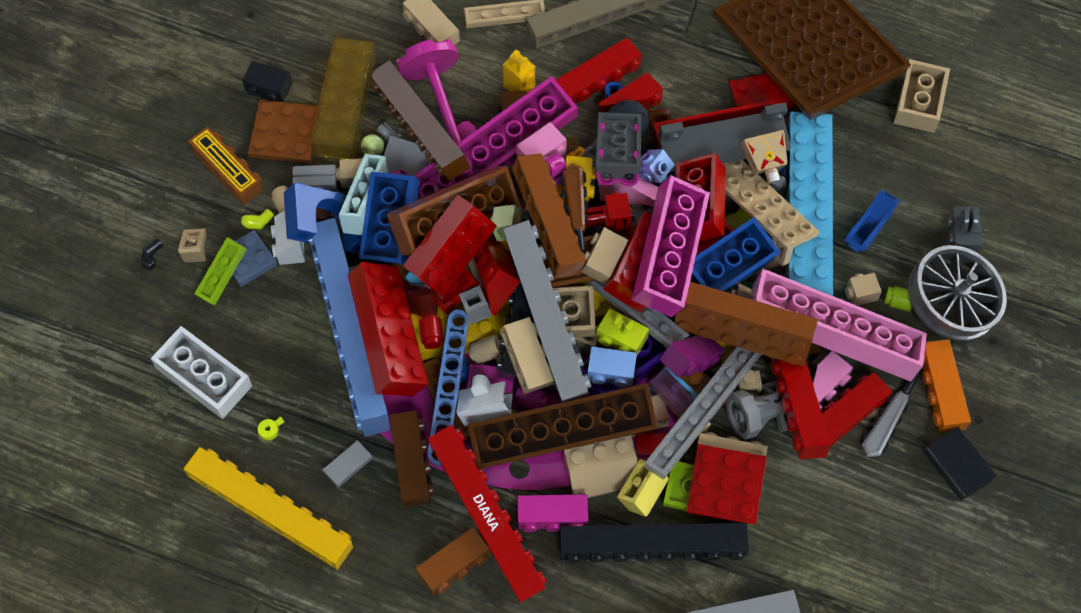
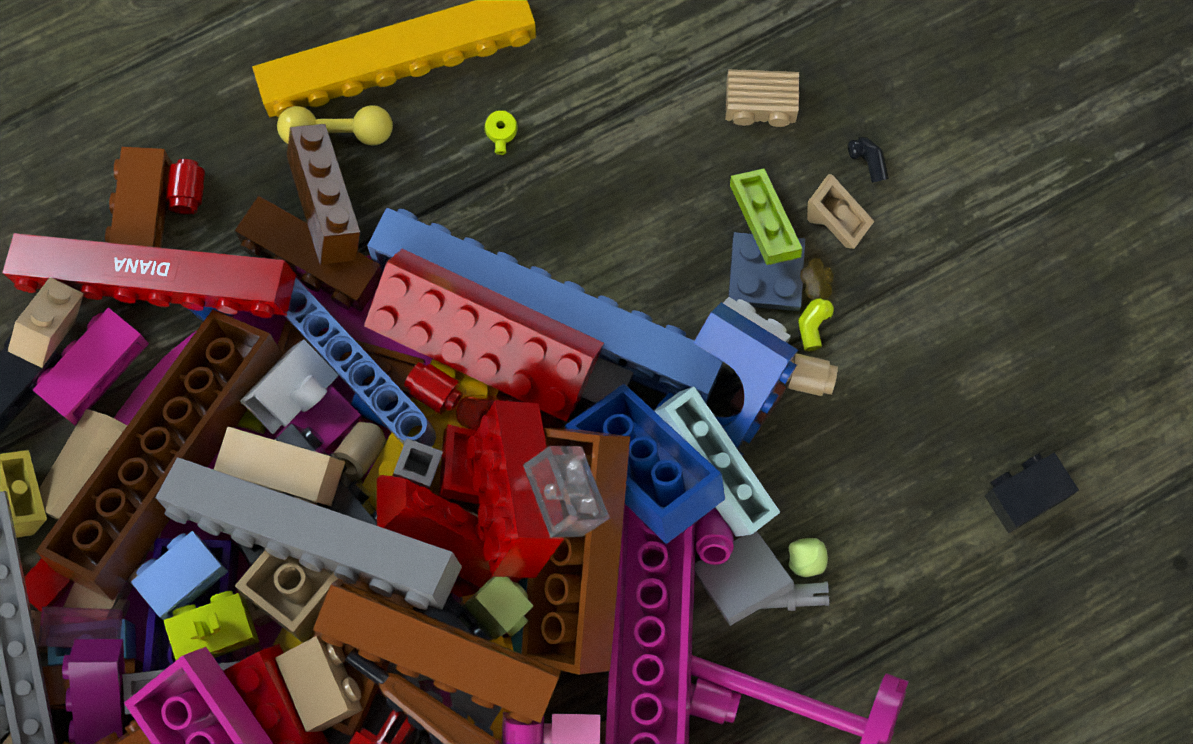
camera: 130 degrees right, 10 degrees up
(154, 320) = (762, 97): none -> tan brick
(201, 372) = (637, 95): white brick -> none
(225, 165) = (932, 340): brick -> none
(235, 232) = (817, 279): none -> clear yellow plant
(283, 132) = (930, 461): dark orange plate -> none
(316, 176) = (811, 437): light grey brick -> none
(319, 486) = (370, 124): none -> light yellow piece
(343, 98) = (920, 577): clear yellow brick -> none
(347, 171) = (787, 491): tan brick -> none
(347, 464) = (373, 182): light grey tile -> none
(375, 468) = (323, 194): none -> brick
(419, 122) = (774, 629): brick -> none
(425, 547) = (185, 186): none -> red brick
(436, 207) = (566, 491): none -> clear brick
(551, 537) = (45, 322): none -> tan brick

